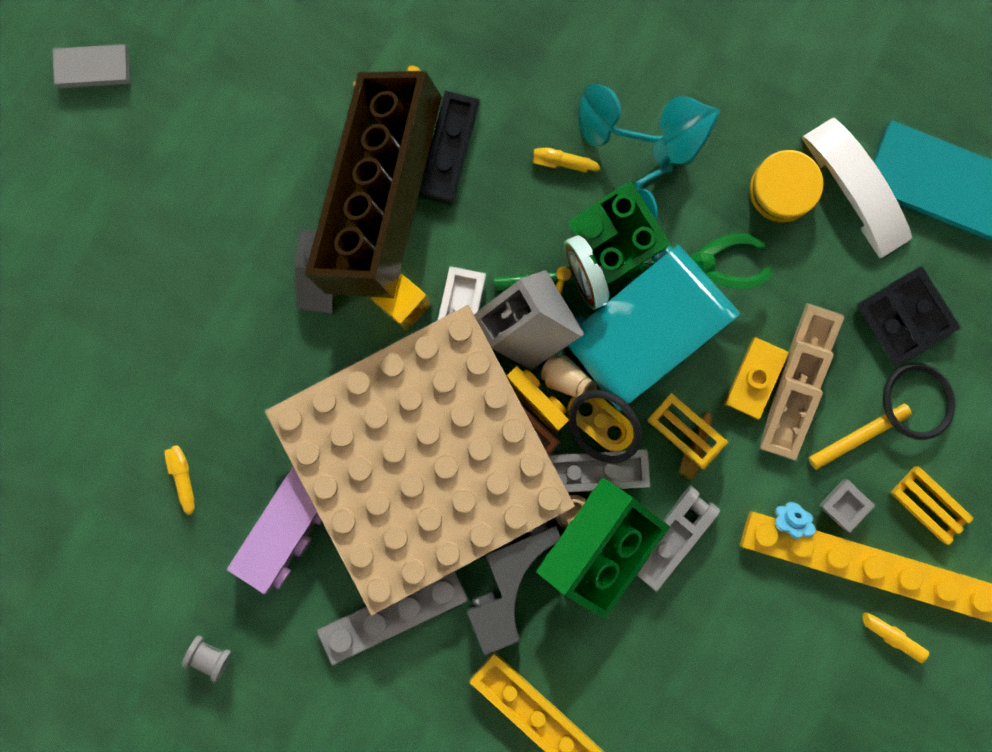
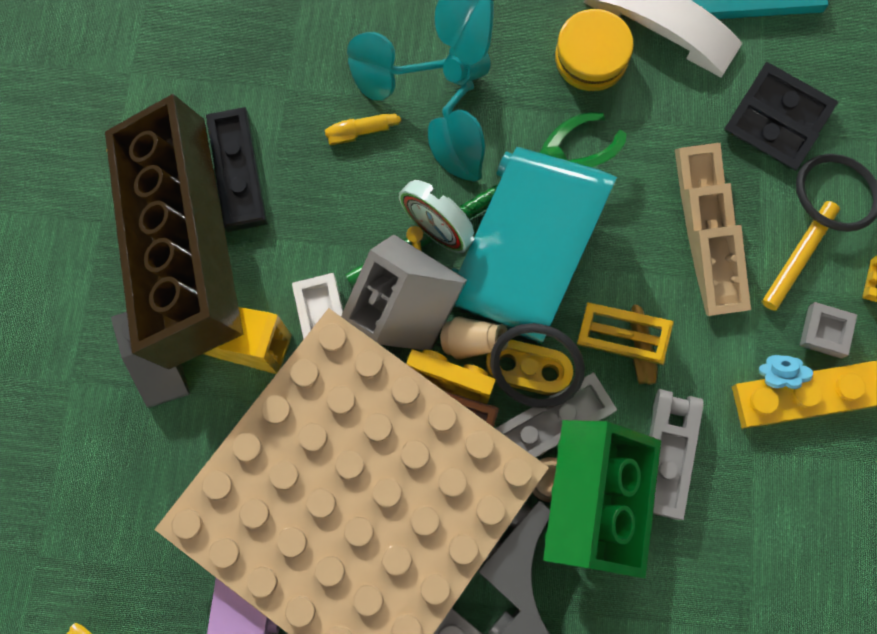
camera: 25 degrees left, 10 degrees down
(620, 232) = (452, 158): green slope -> none
(756, 378) = (665, 248): yellow plate -> none

